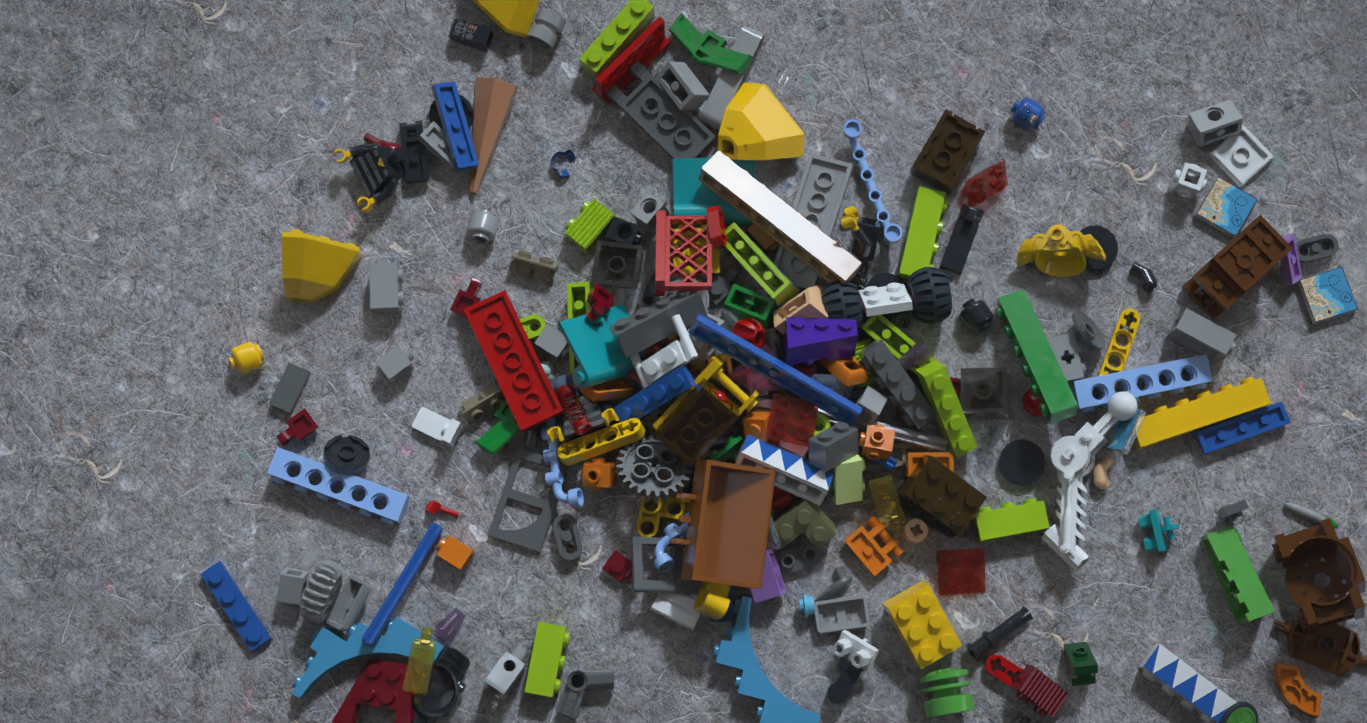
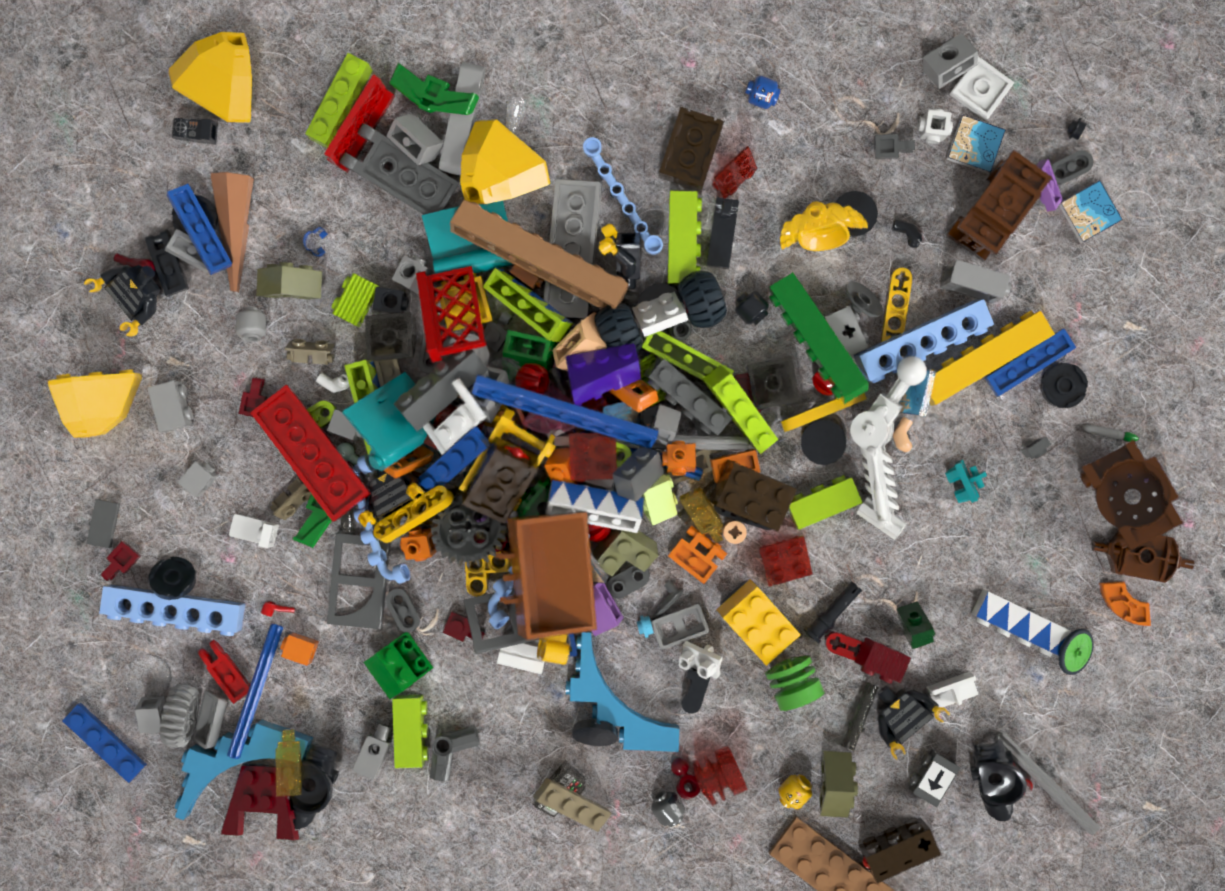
camera: 10 degrees left, 10 degrees up
(246, 358) = (52, 504): yellow head -> none
(375, 562) = (225, 672): none -> red hinge
(449, 626) = (310, 718): clear purple cone -> none
(529, 193) = (287, 281): none -> olive brick
(545, 30) = (268, 105): light grey wheel -> none
(550, 303) = (334, 385): none -> white arm
(550, 591) = (398, 665): none -> green slope
(568, 395) = (388, 506): red piece -> none
(600, 302) = (381, 378): dark red plate -> none
(716, 227) = (478, 277): red beam -> none
(734, 701) = (595, 734): none -> black tile
(915, 356) = (701, 364): cone -> none
(1026, 430) = (818, 412): none -> yellow beam
(1140, 191) = (888, 146): none -> dark grey plate
(1237, 575) = (1051, 509): bright green wedge -> none
(1272, 458) = (1064, 385): none -> black tile
(1327, 213) = (1076, 129): none -> black plate

